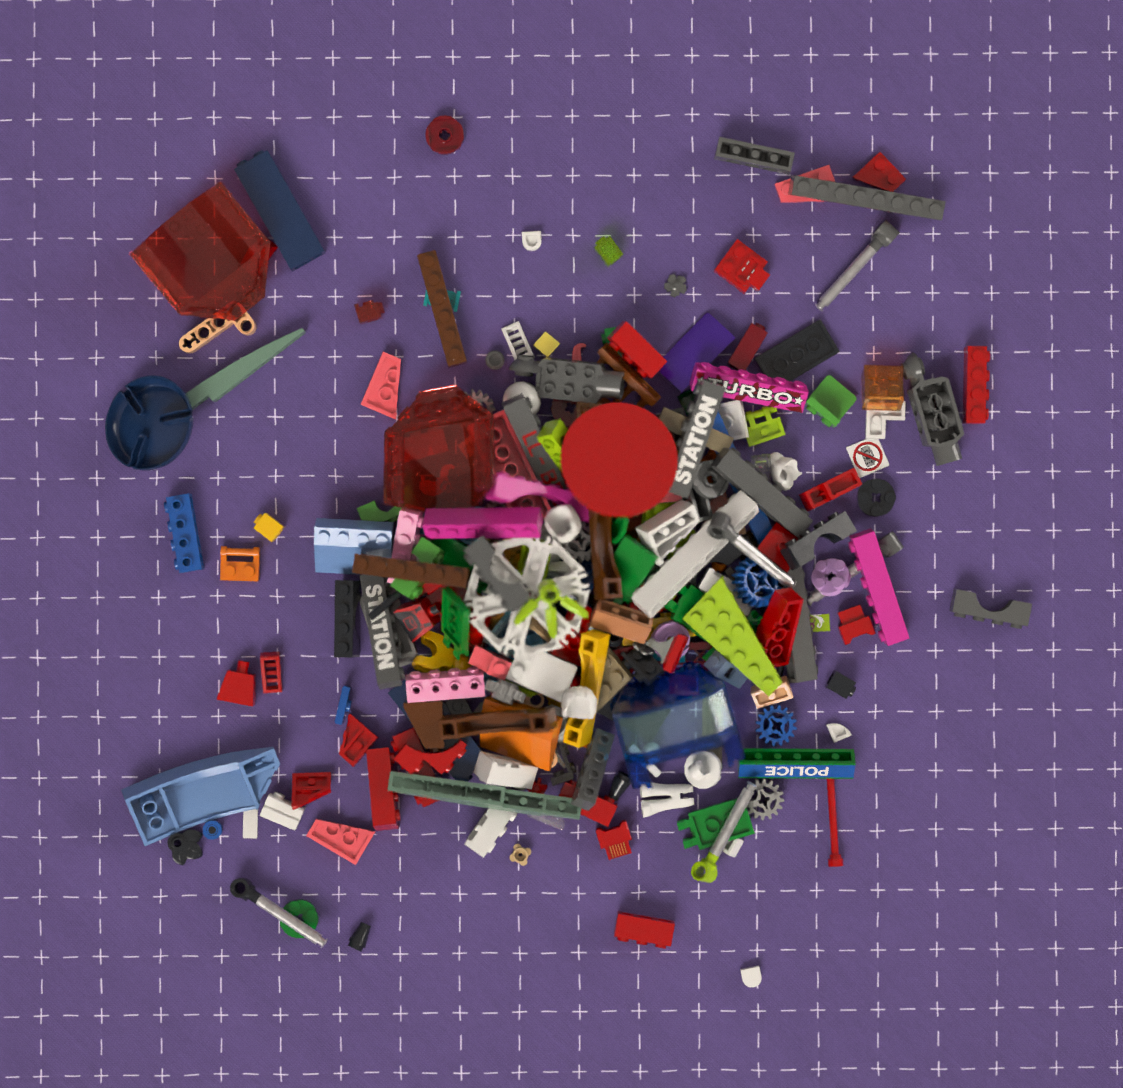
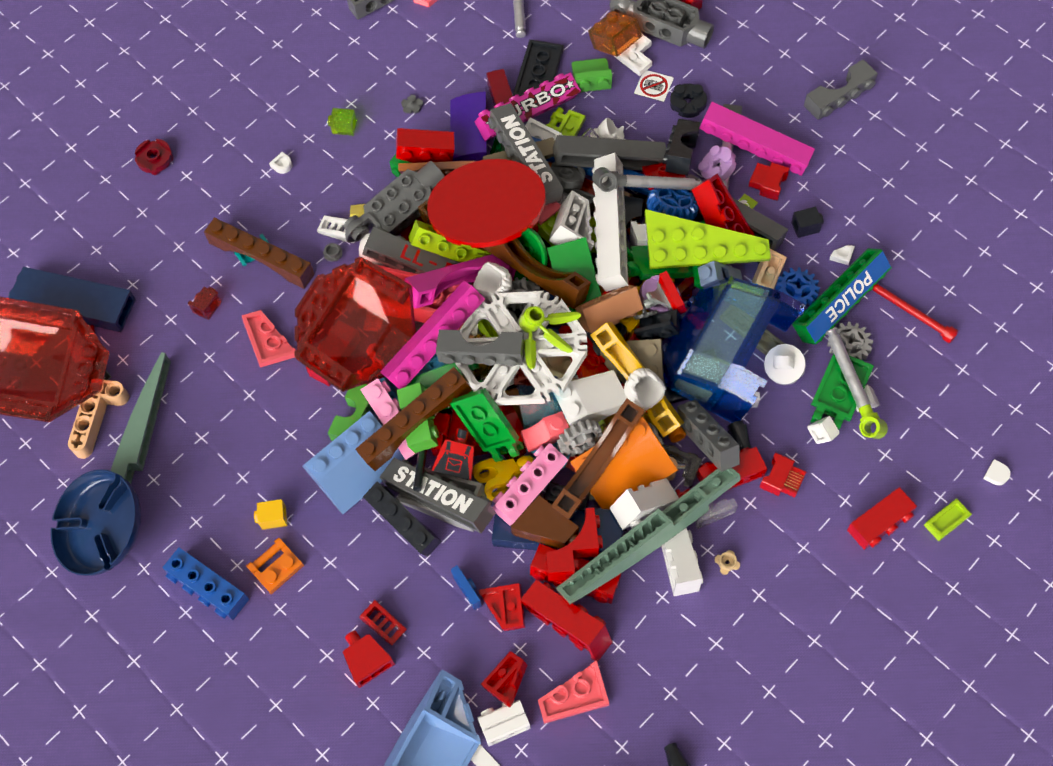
camera: 45 degrees left, 25 degrees down
(651, 807) = (778, 429): white piece -> none
(674, 838) = (823, 430): none -> white slope
(685, 970) = (947, 519): none -> lime tile
(743, 268) = (445, 55): red piece -> none
(830, 489) = (653, 119): red slope -> none

